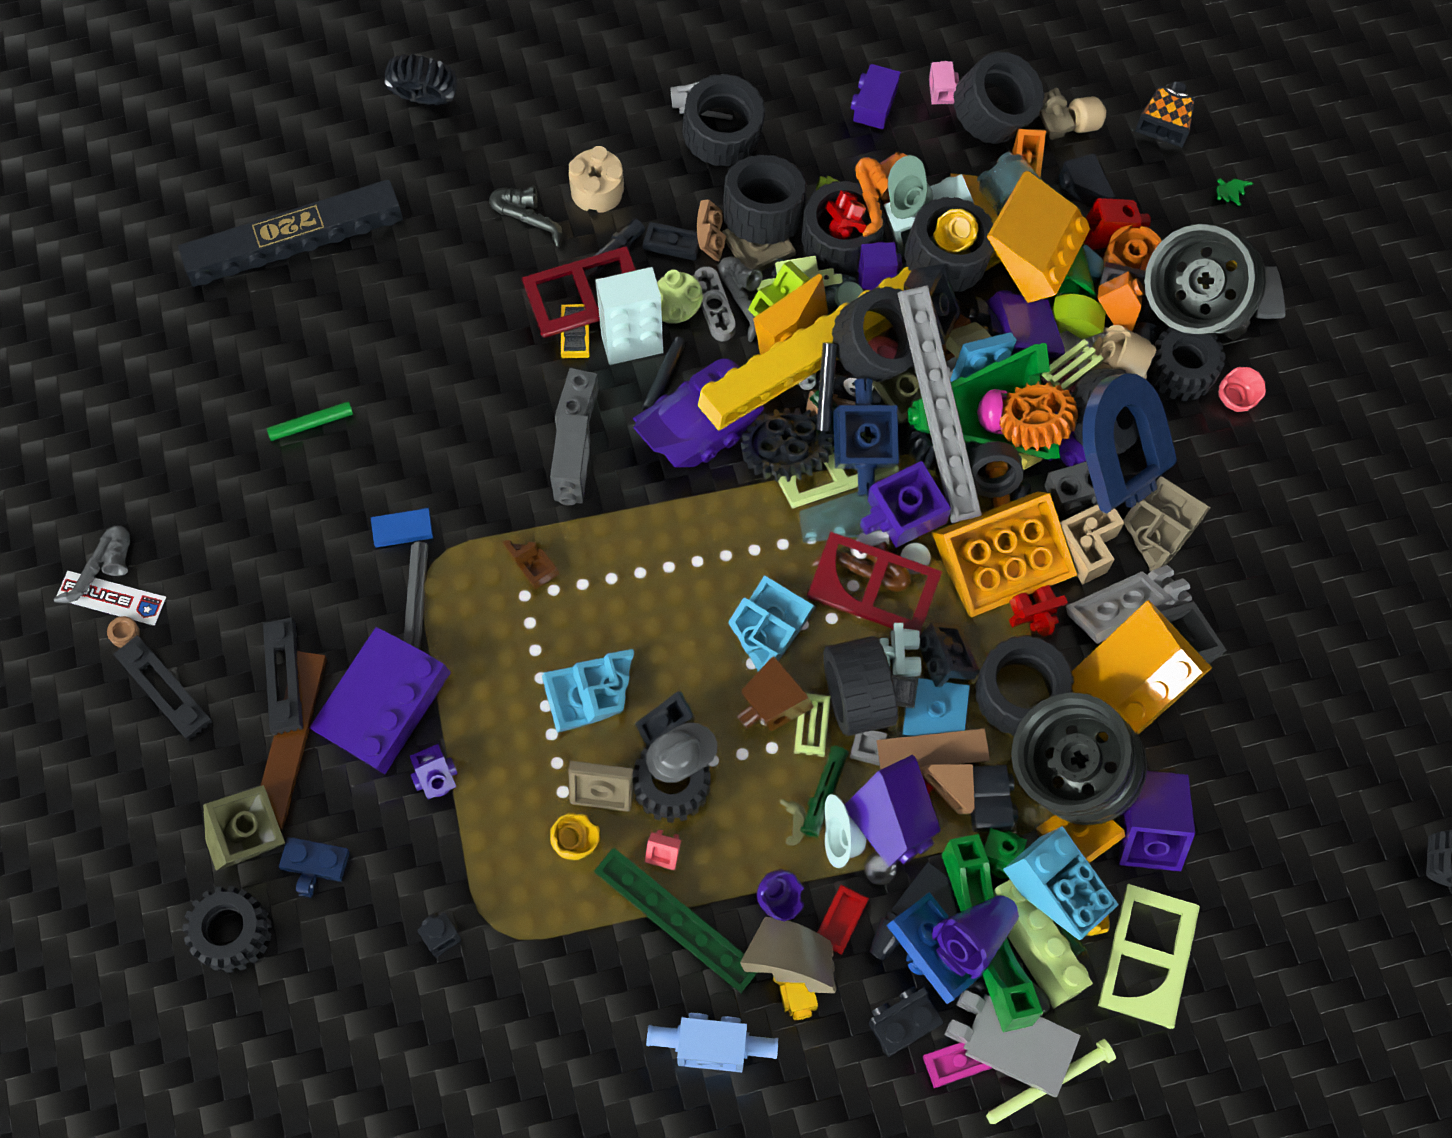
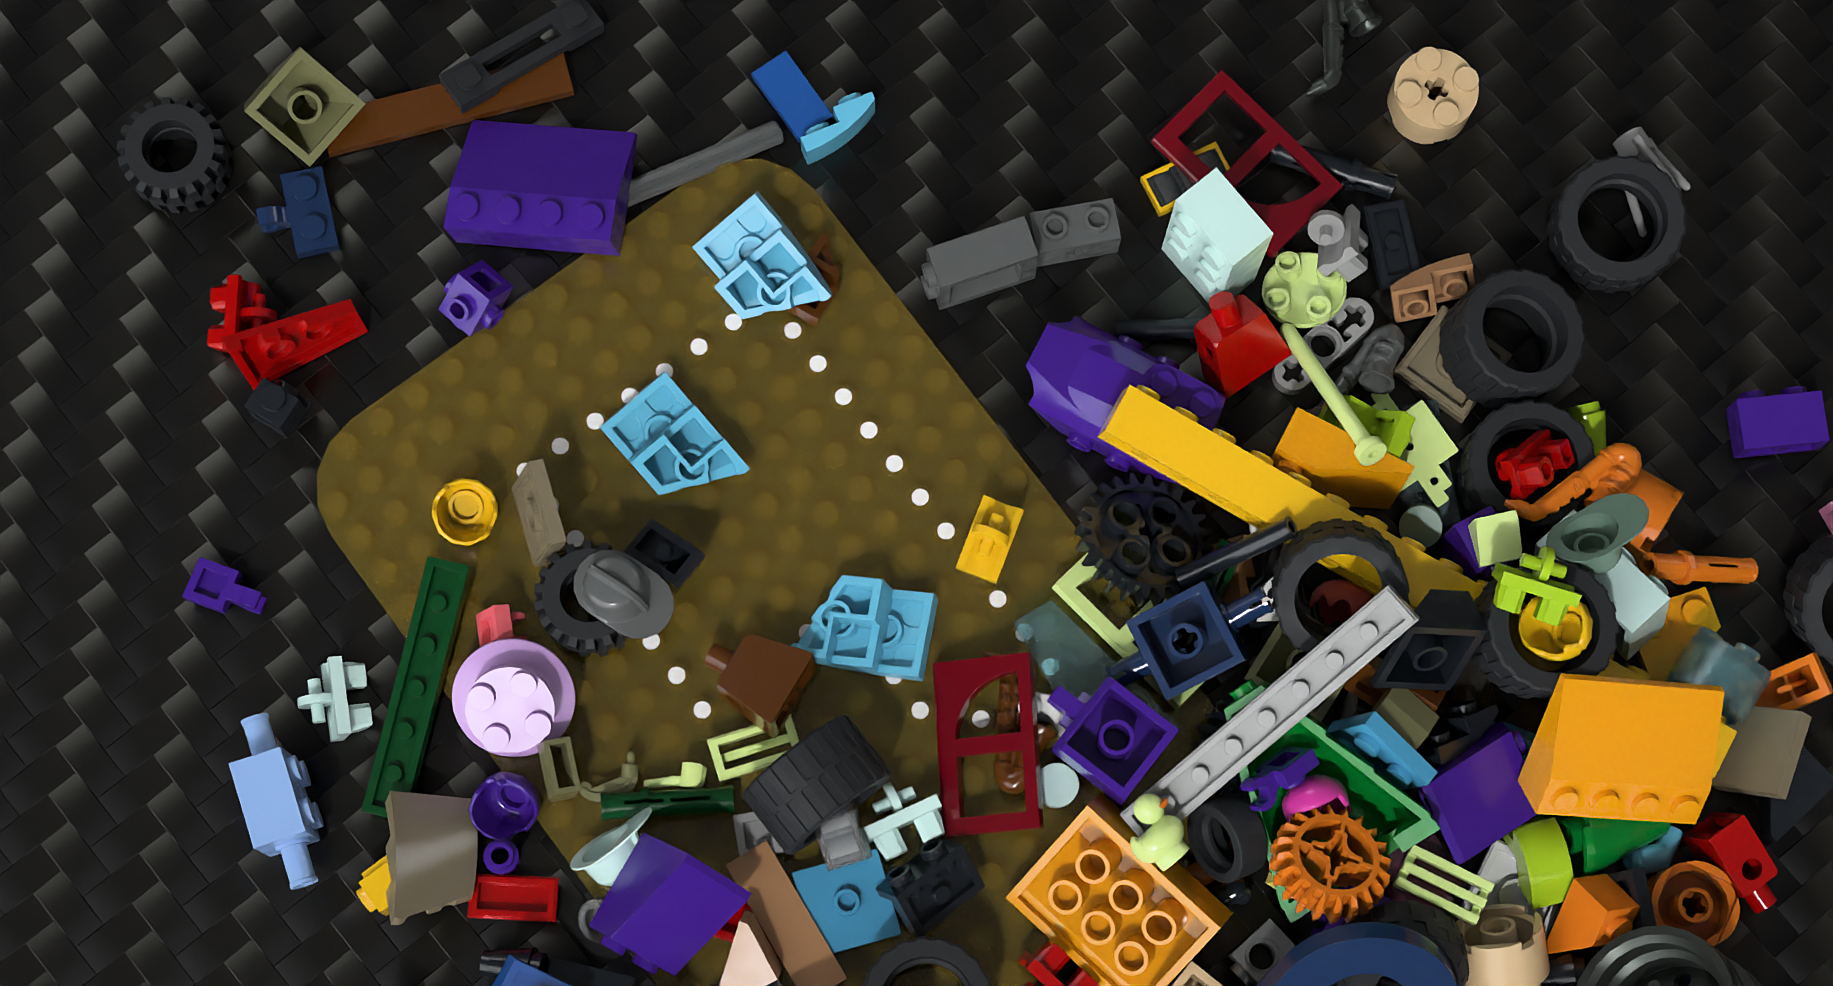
camera: 65 degrees right, 10 degrees up
(351, 929) = (242, 307): none -> red hips
(400, 906) = (293, 341): none -> red wing
(437, 506) = (849, 118): none -> medium azure slope
(502, 585) = (760, 262): none -> medium azure slope
(541, 1028) = (218, 587): none -> dark purple plate
(655, 979) = (341, 717): none -> light aqua hips
(663, 260) = (1339, 242): none -> light grey hips
(692, 340) = (1237, 343): none -> red torso
(713, 857) = (513, 697): none -> lavender piece
(747, 527) = (989, 539): none -> yellow hips
(773, 848) = (553, 791): none -> olive piece
(799, 288) = (1368, 448): none -> yellowish green bar
(813, 770) = (691, 776): none -> yellowish green hand
(814, 904) = (497, 847): none -> dark purple pin
(884, 247) = (1496, 538): none -> yellowish green slope
(941, 169) = (1684, 567): none -> orange pin
(942, 218) = (1554, 595): none -> lime hips
(971, 417) = (1283, 770): none -> dark purple plate
(983, 500) = (1164, 839): none -> yellowish green animal
(1065, 175) = (1764, 753): none -> dark tan tile

